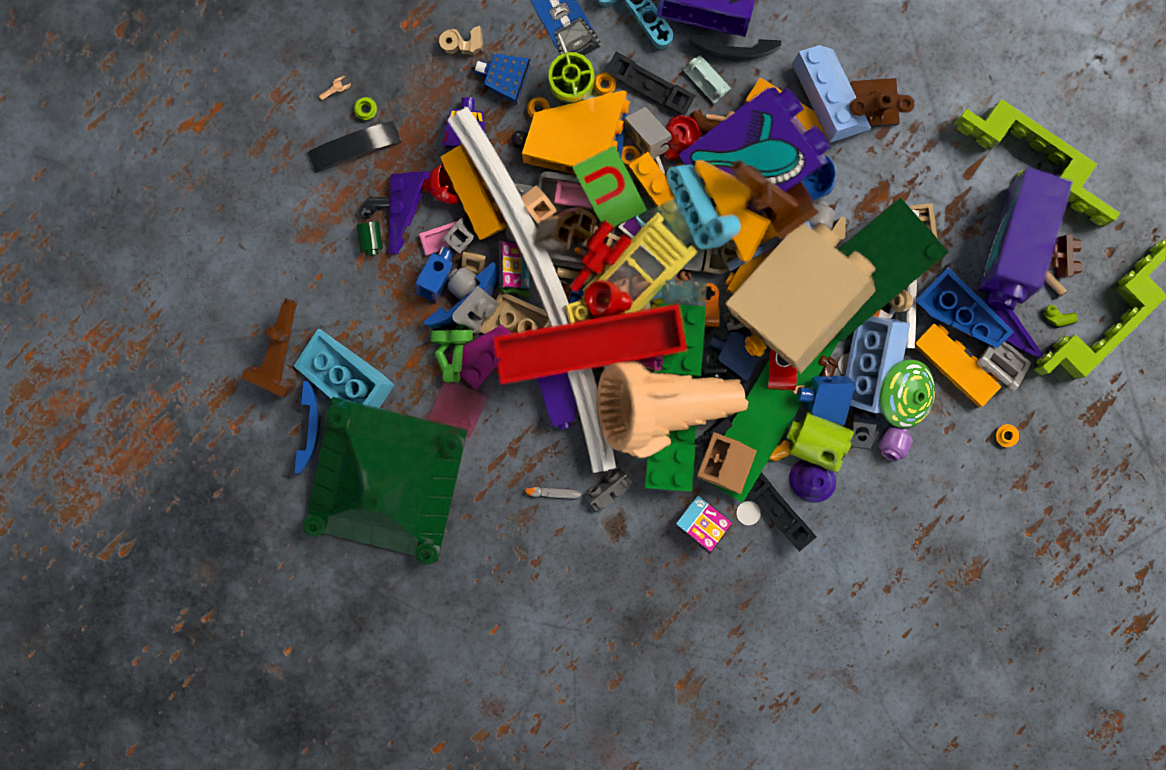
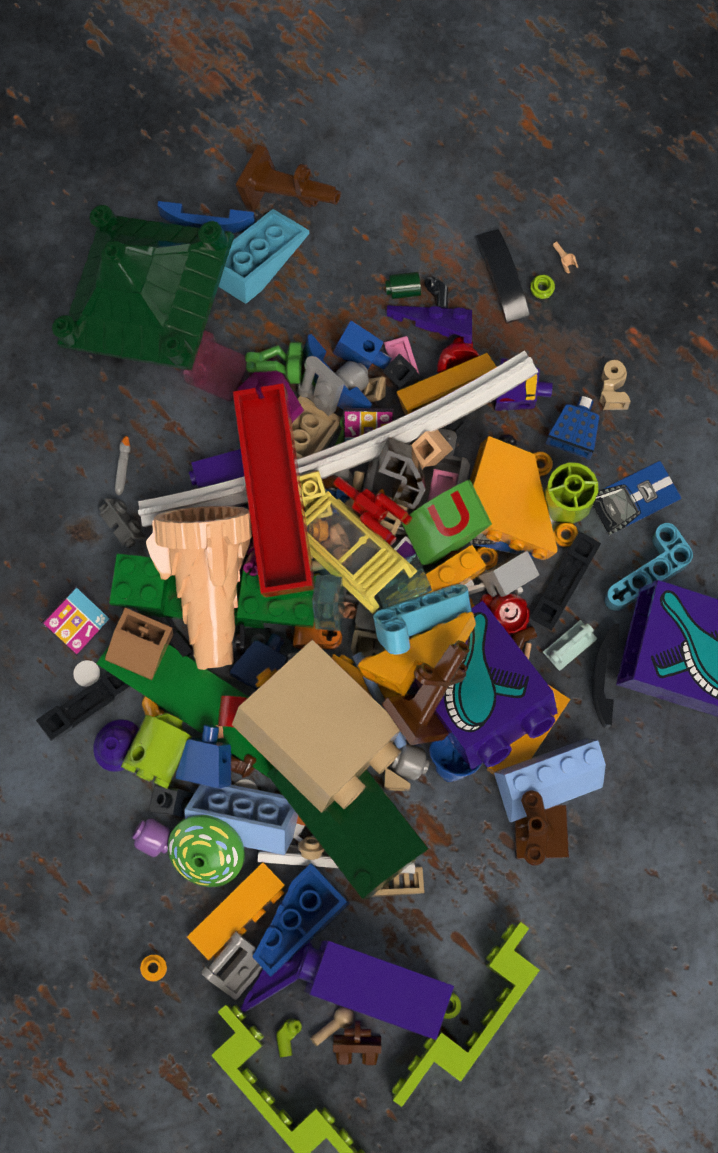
camera: 90 degrees right, 10 degrees down
(601, 290) = (323, 513): red piece -> none

